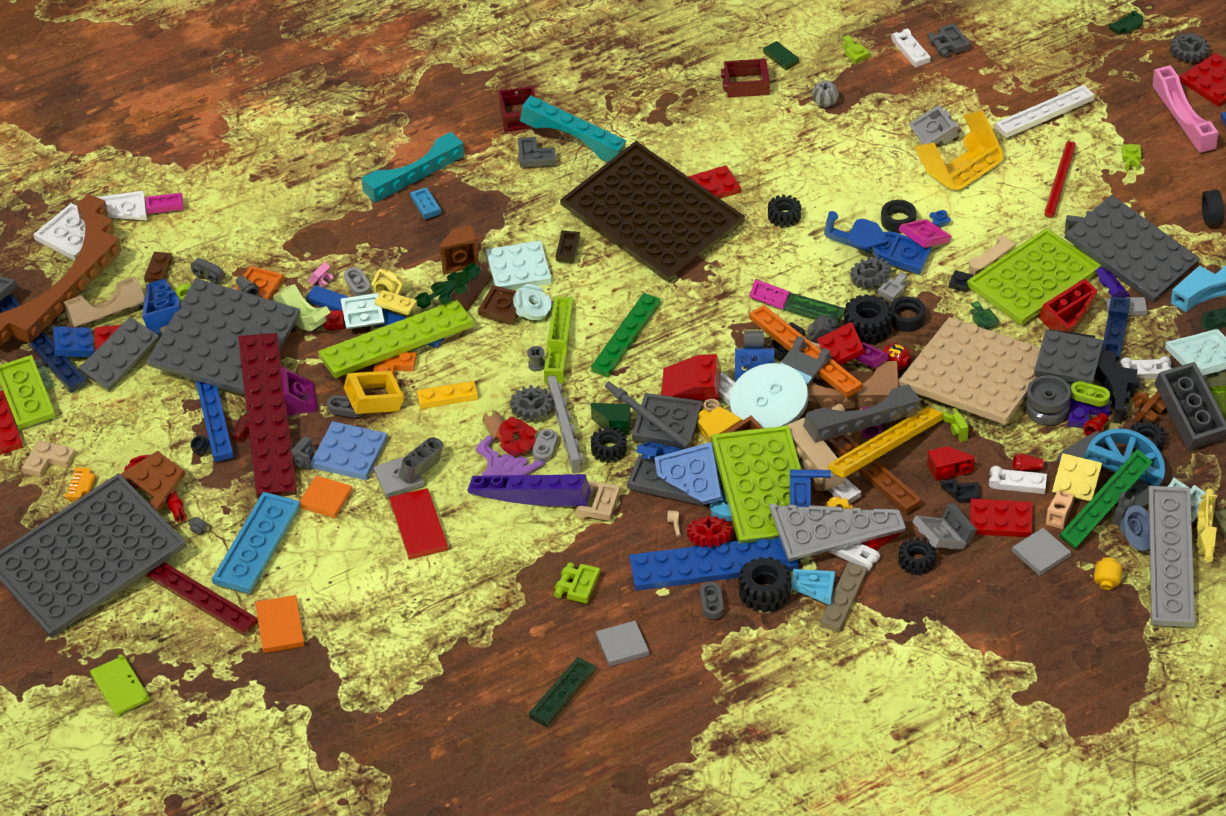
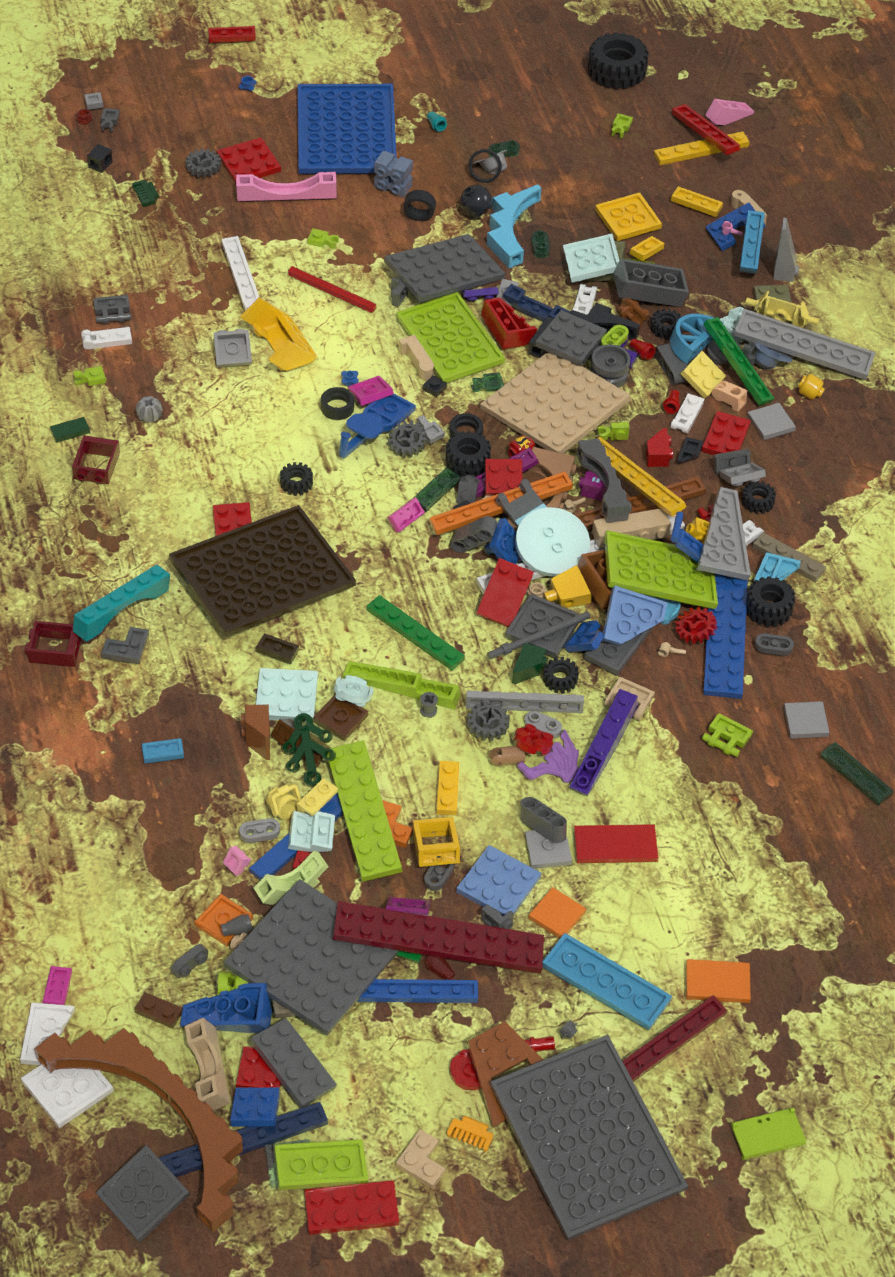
camera: 80 degrees left, 5 degrees up
(199, 444) = (453, 1009): black plate -> none
(386, 182) = (92, 720): teal arch -> none

